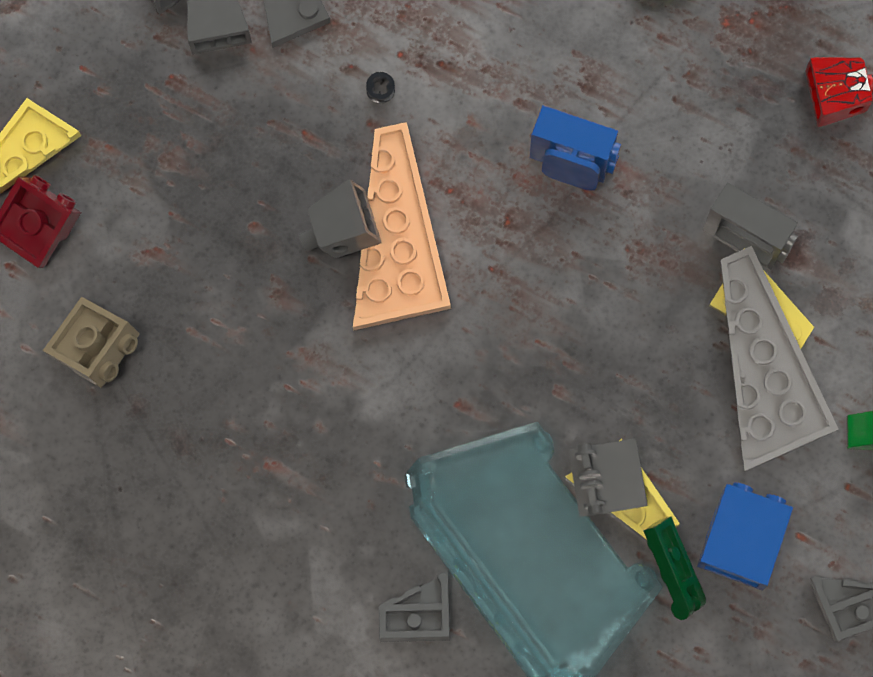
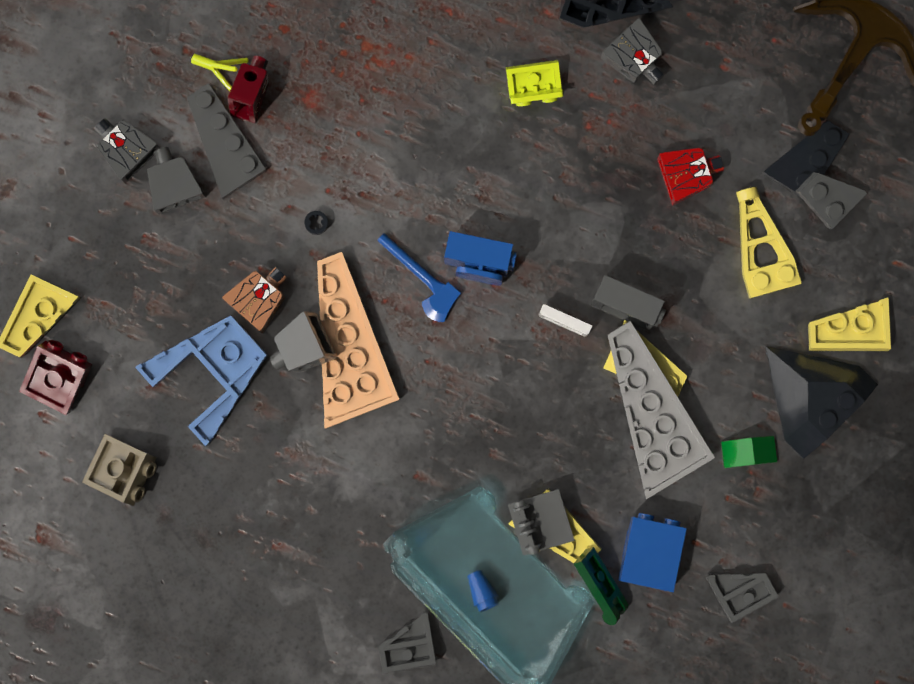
camera: 10 degrees left, 10 degrees up
(249, 226) = (230, 357): none -> medium blue wing
(295, 162) = (257, 298): none -> nougat torso
(521, 555) = (482, 592): none -> blue cone
(524, 192) = (444, 295): none -> blue piece
(669, 240) = (564, 320): none -> white tile

